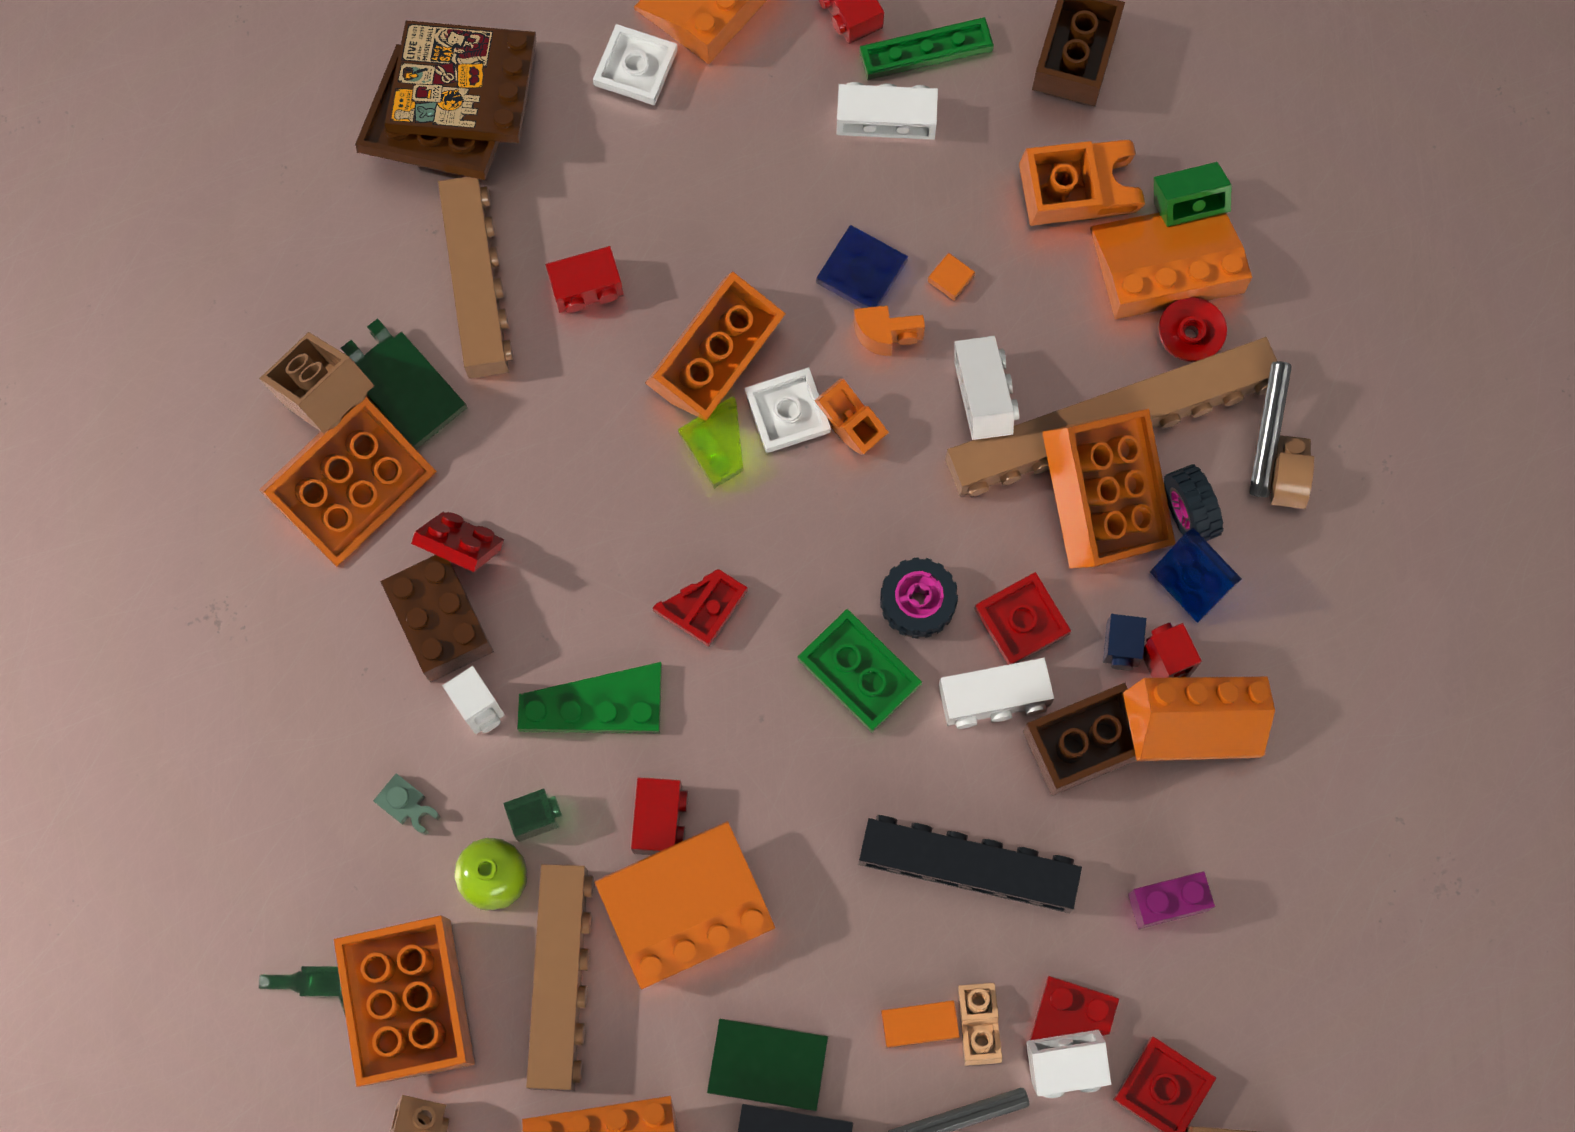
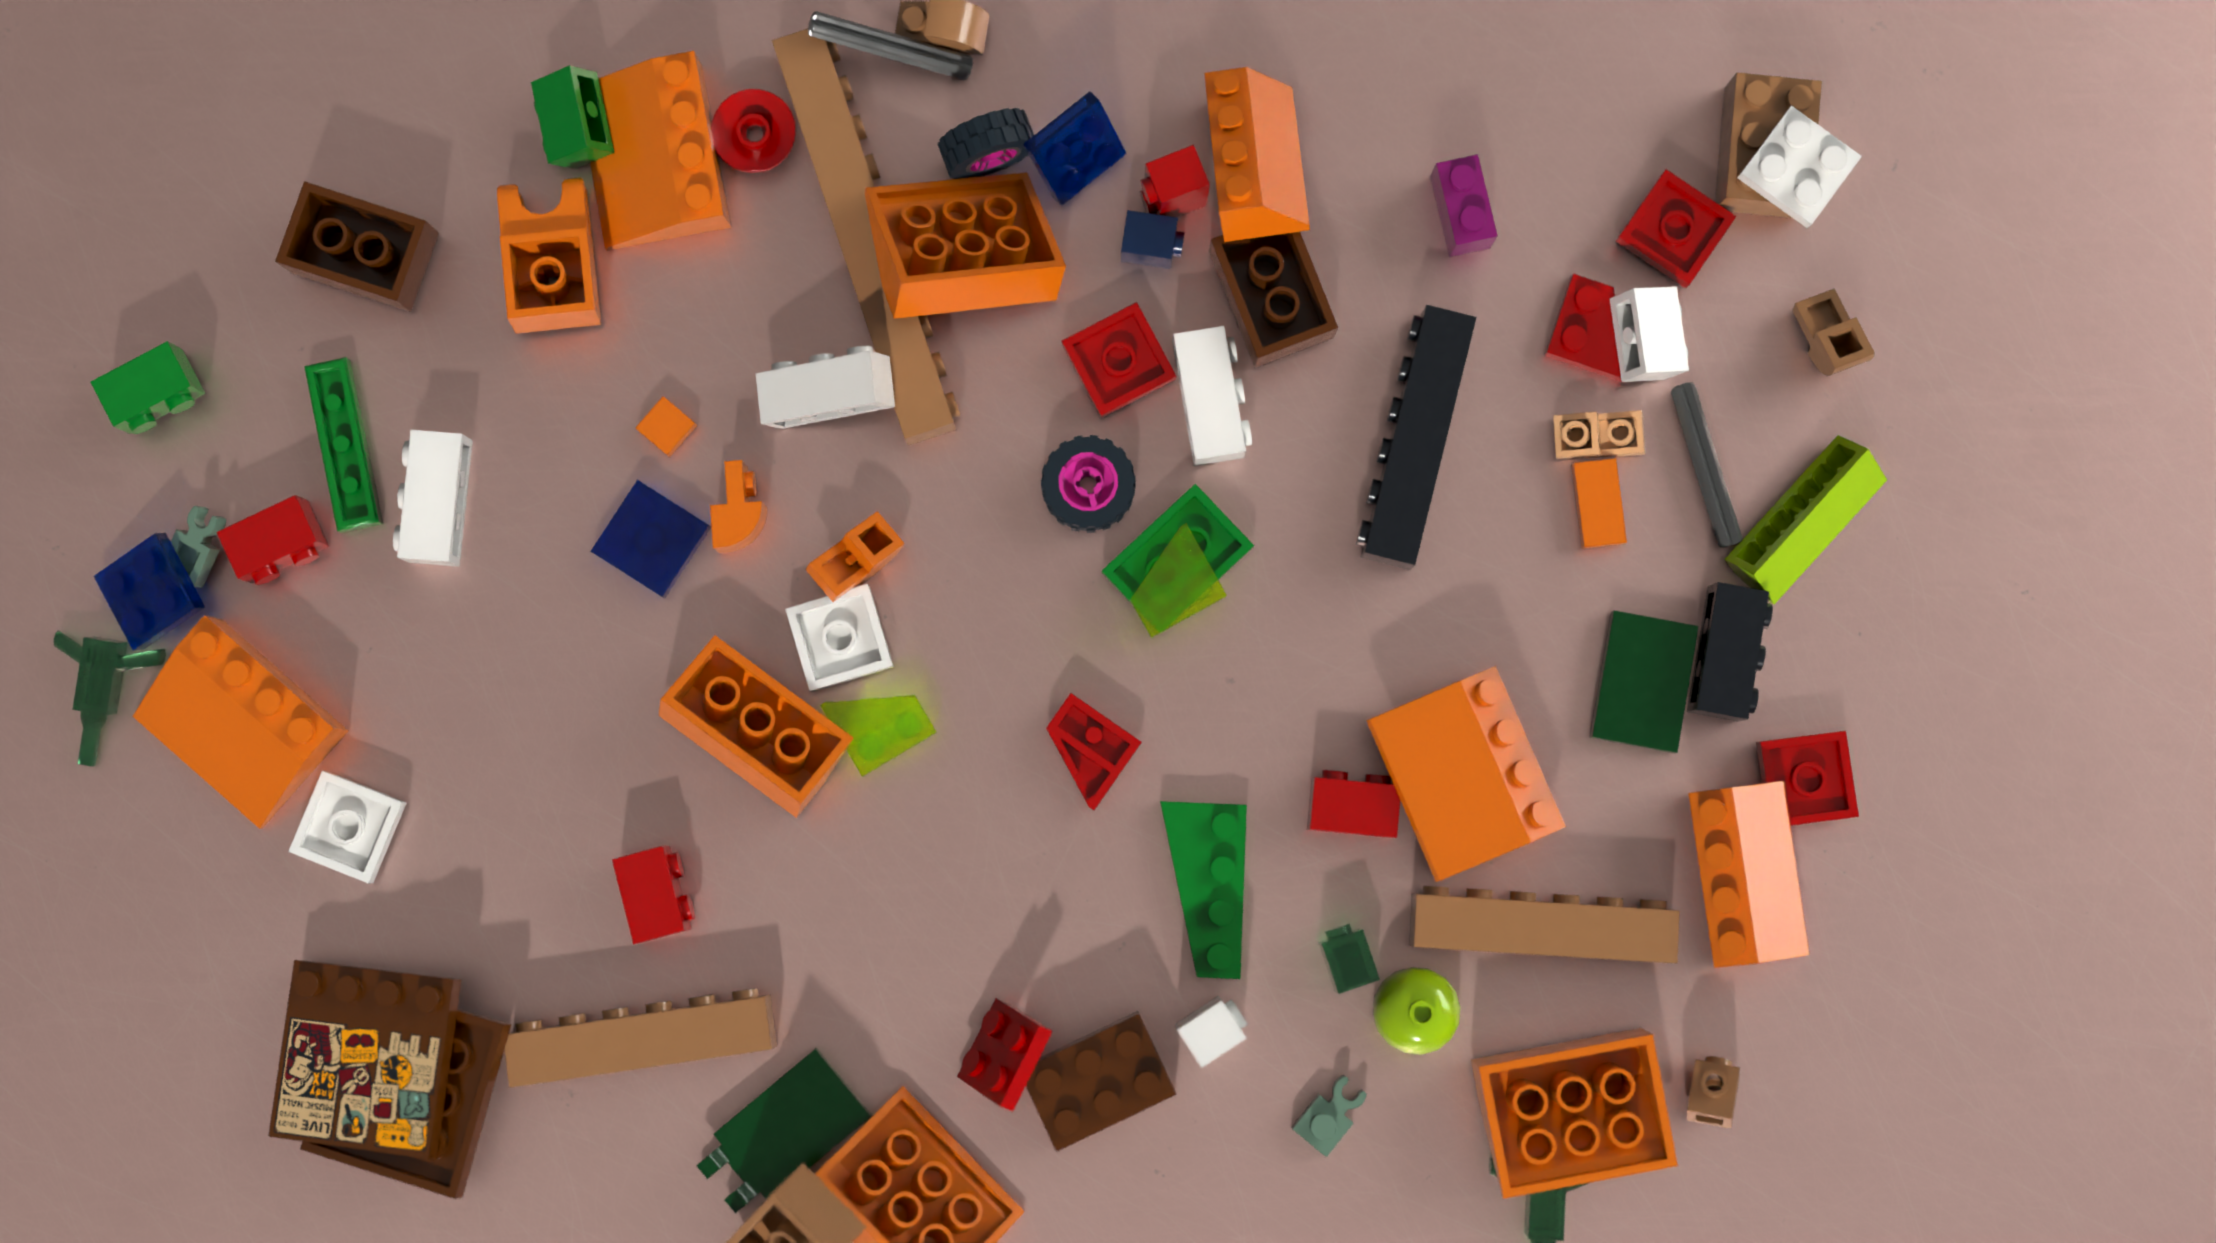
camera: 90 degrees left, 10 degrees up
(836, 666) = (1176, 585): none -> clear neon green wing

